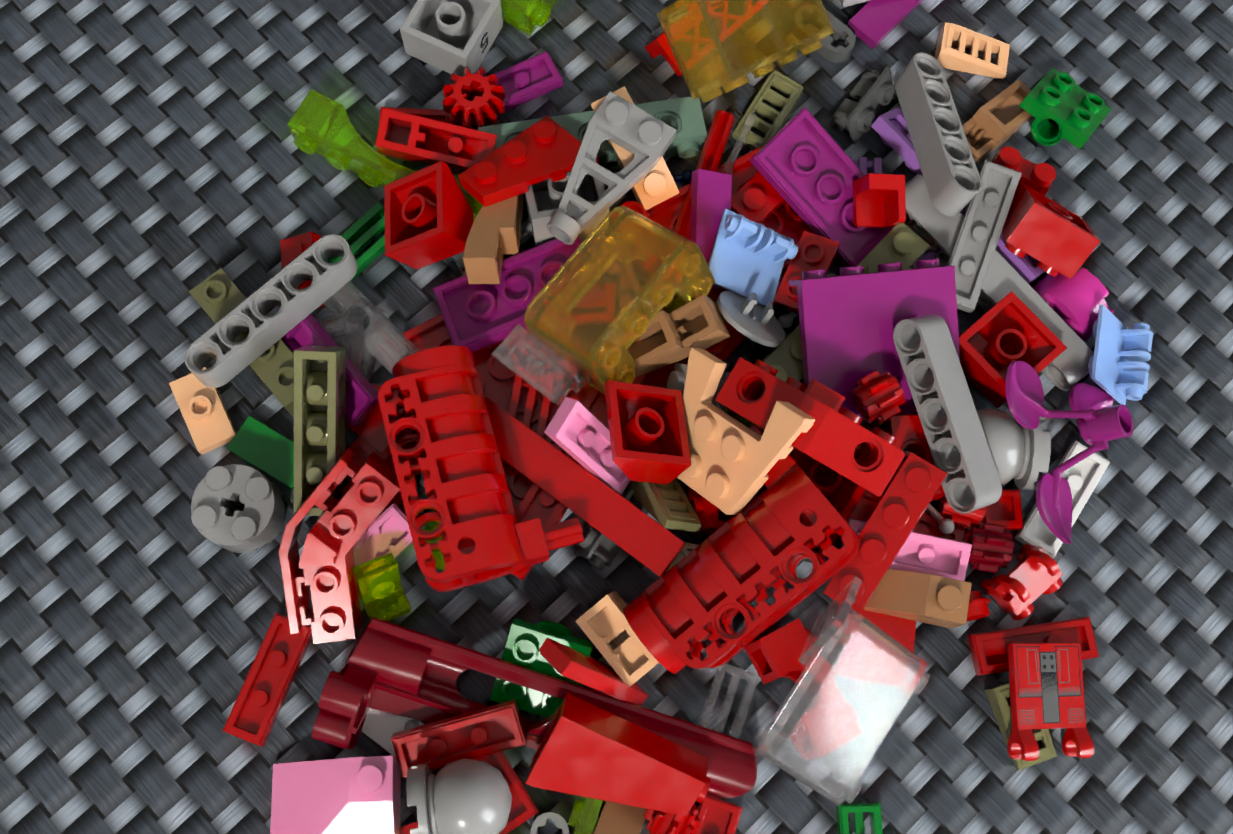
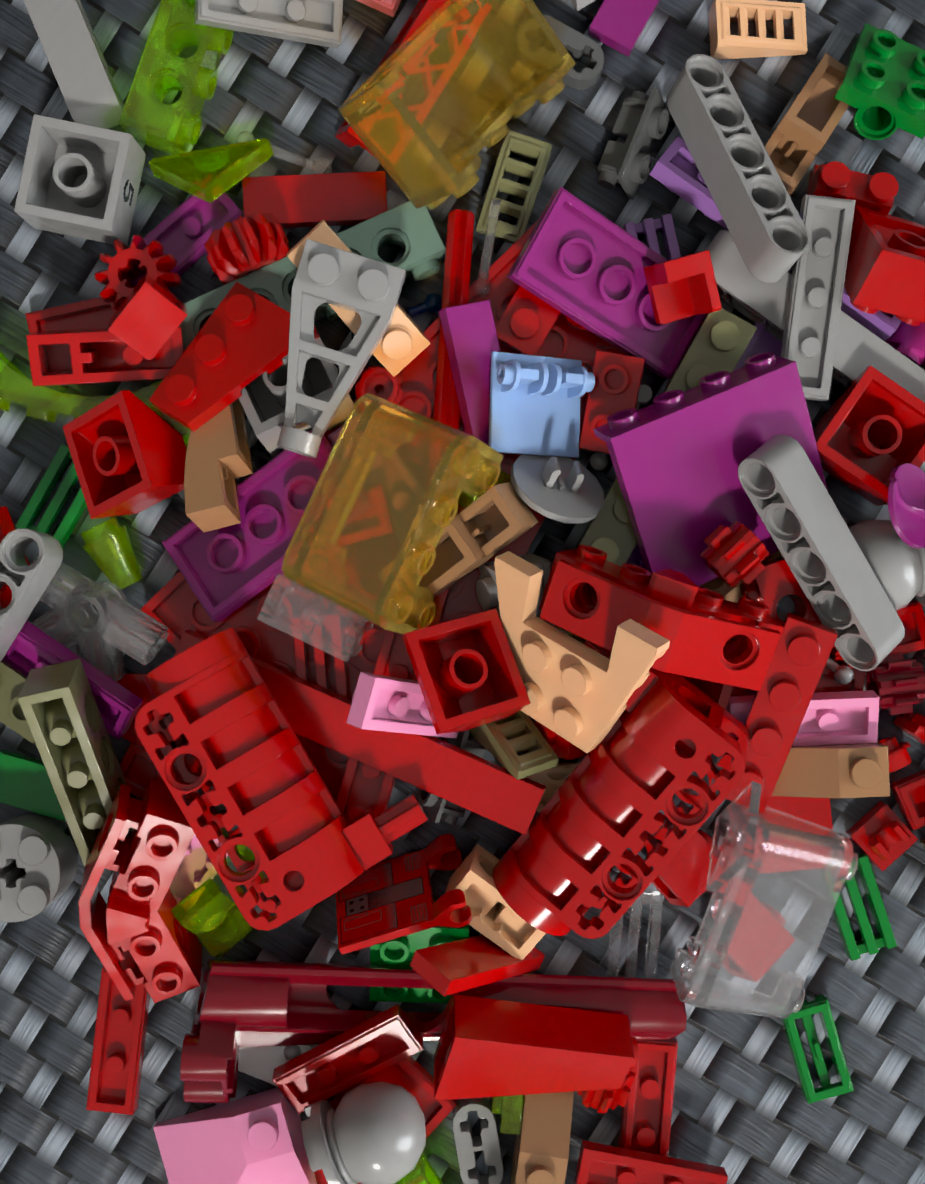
camera: 10 degrees left, 15 degrees up
(390, 288) = (112, 552): none -> clear neon green cone
(475, 119) = (147, 317): none -> red panel
(542, 610) = (398, 898): none -> red flag
(549, 45) = (212, 170): none -> clear neon green tile
(559, 96) = (246, 246): none -> red gear
(596, 79) = (317, 197): none -> red tile
(628, 65) = (319, 166): none -> clear hinge
(937, 731) = (870, 943): none -> green tile
(953, 675) = (881, 835): none -> red tile

